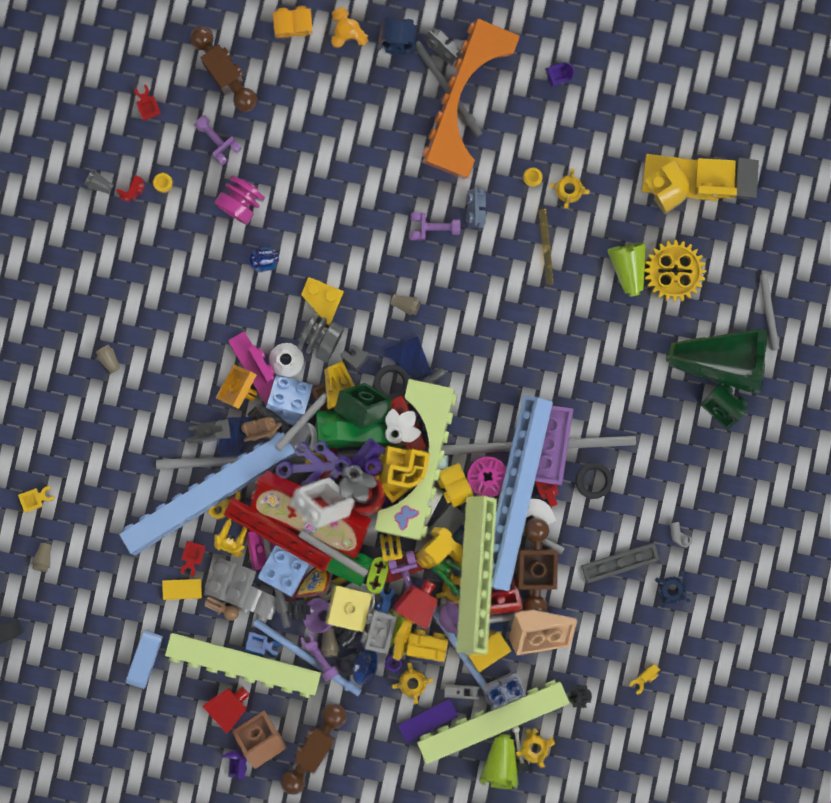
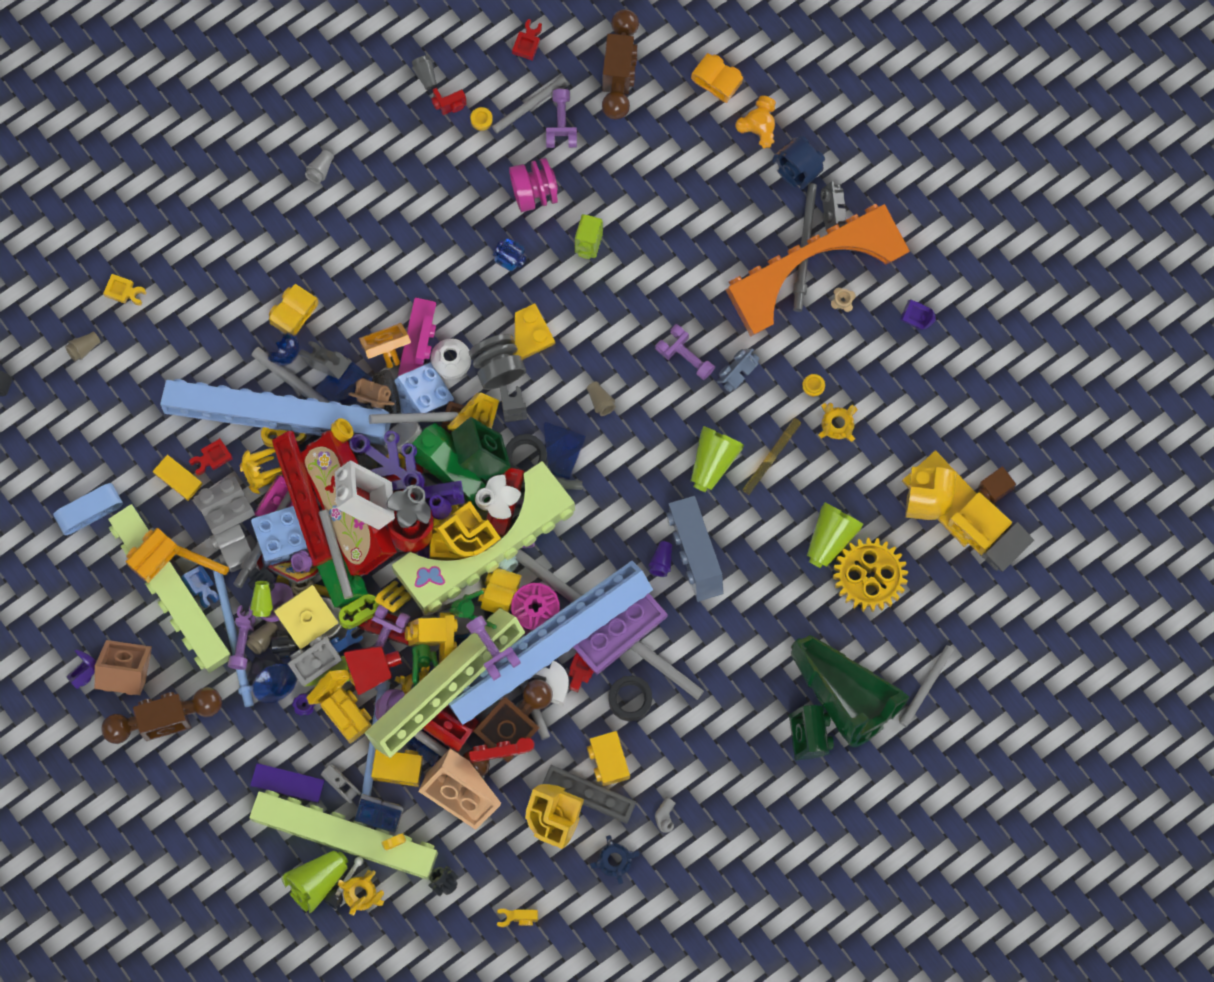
camera: 40 degrees right, 10 degrees down
(88, 309) = (318, 168): none -> light grey cone
(108, 358) = (296, 225): dark tan cone -> none
(157, 417) = (293, 310): none -> yellow brick
(178, 447) = (287, 350): none -> clear blue hair
(185, 146) = (535, 100): none -> light grey bar
(216, 655) = (151, 554): none -> light orange brick
(227, 707) = (120, 614): red torso -> none
(230, 612) = (200, 533): medium nougat axle -> none
(244, 630) = (201, 560): none -> light orange bar
(266, 471) = (342, 429): none -> yellow tile
(306, 204) = (588, 236): none -> lime brick
(312, 623) = (261, 601): none -> lime cone
(313, 575) = (301, 561): none -> medium lavender plate
(422, 683) = (312, 745): yellow piece -> none
(443, 517) = (465, 608): none -> green plant
(468, 524) = (478, 626): none -> medium lavender bar
(507, 104) = (847, 295): none -> tan plate
(512, 281) = (713, 458): none -> lime cone
(531, 700) = (394, 841): none -> yellow tile
(536, 375) = (661, 561): none -> dark purple cone
(549, 585) = (503, 749): none -> red hinge
(552, 349) = (696, 548): none -> sand blue wedge
(612, 596) = (553, 814): none -> yellow brick
(614, 530) = (608, 758): none -> yellow brick
(704, 144) = (997, 485): none -> reddish brown brick

